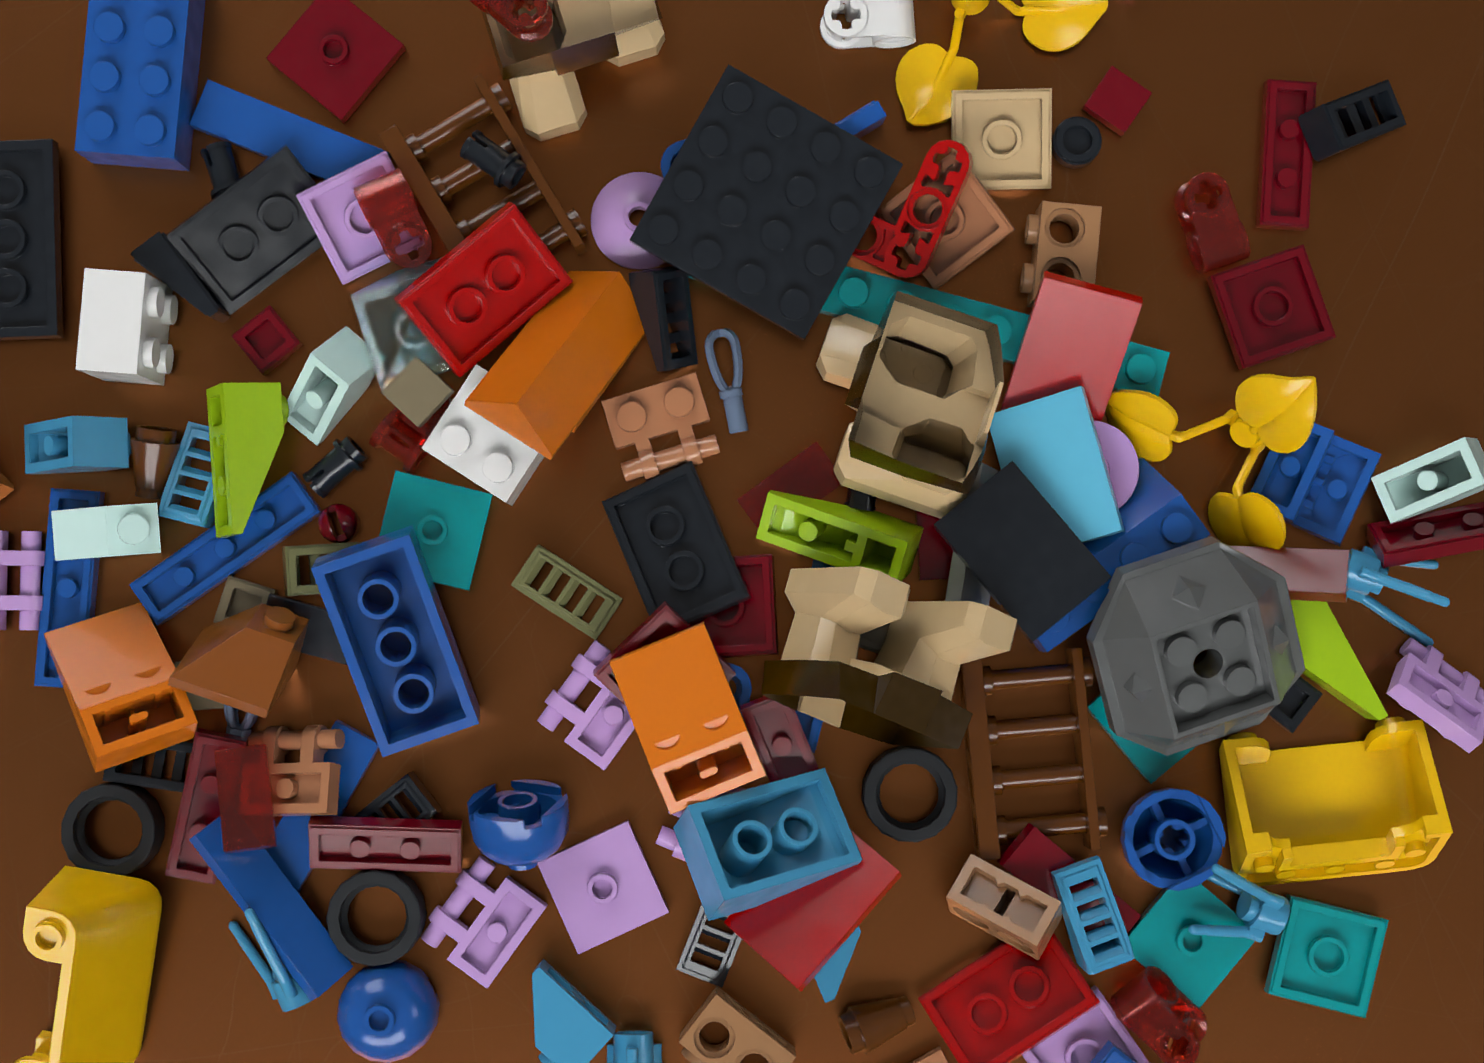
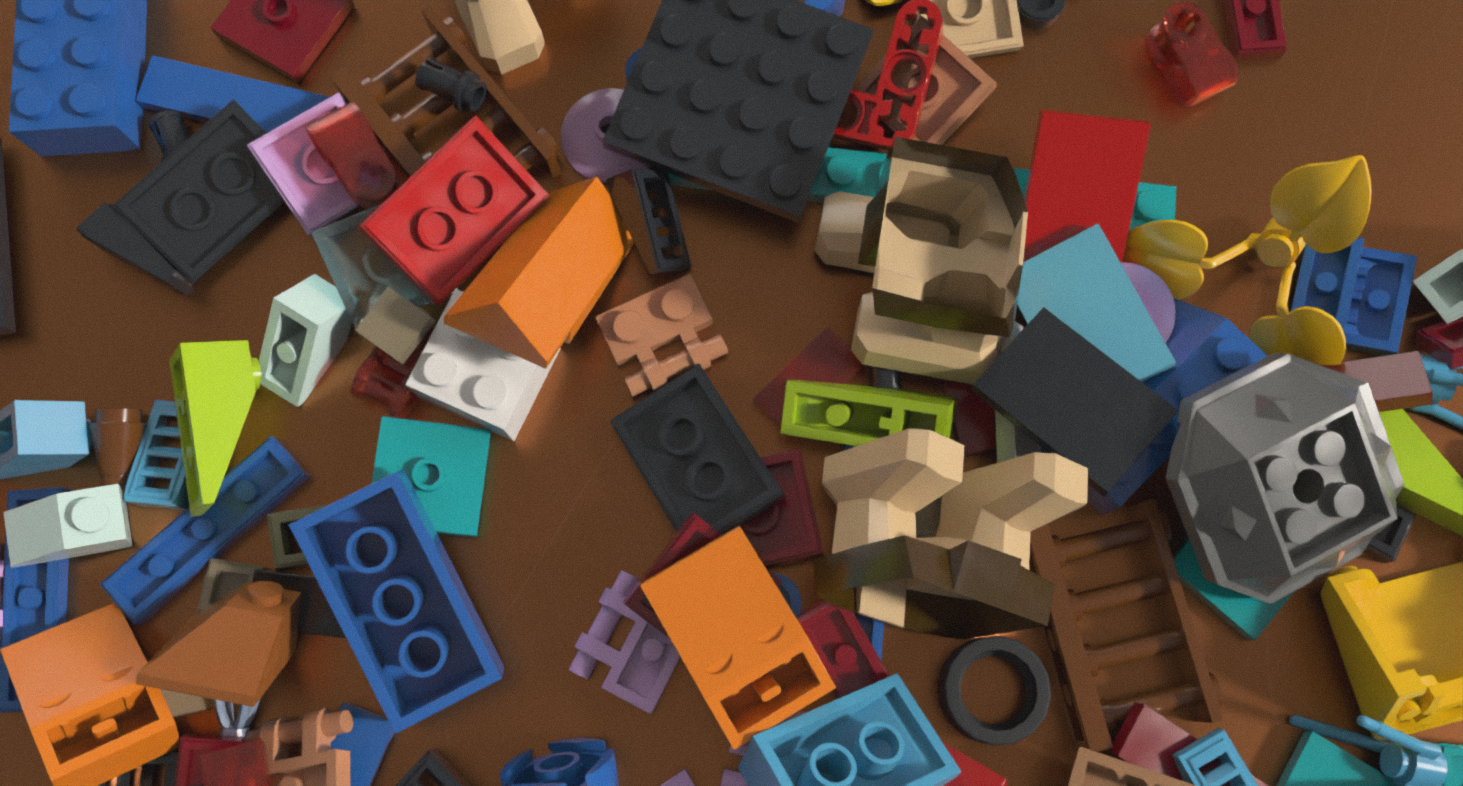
camera: 10 degrees left, 10 degrees down
(125, 327) = (72, 304): white brick -> none
(267, 340) = (234, 305): dark red tile -> none
(335, 466) = (317, 424): black pin -> none
(347, 518) = (336, 478): dark red hinge -> none
(532, 568) = (542, 500): olive slope -> none
(732, 394) = (730, 292): sand blue piece -> none
(1075, 258) = (1063, 72): medium nougat brick -> none
(1172, 838) = (1300, 695): blue cylinder -> none
(1271, 307) = (1268, 129): dark red plate -> none

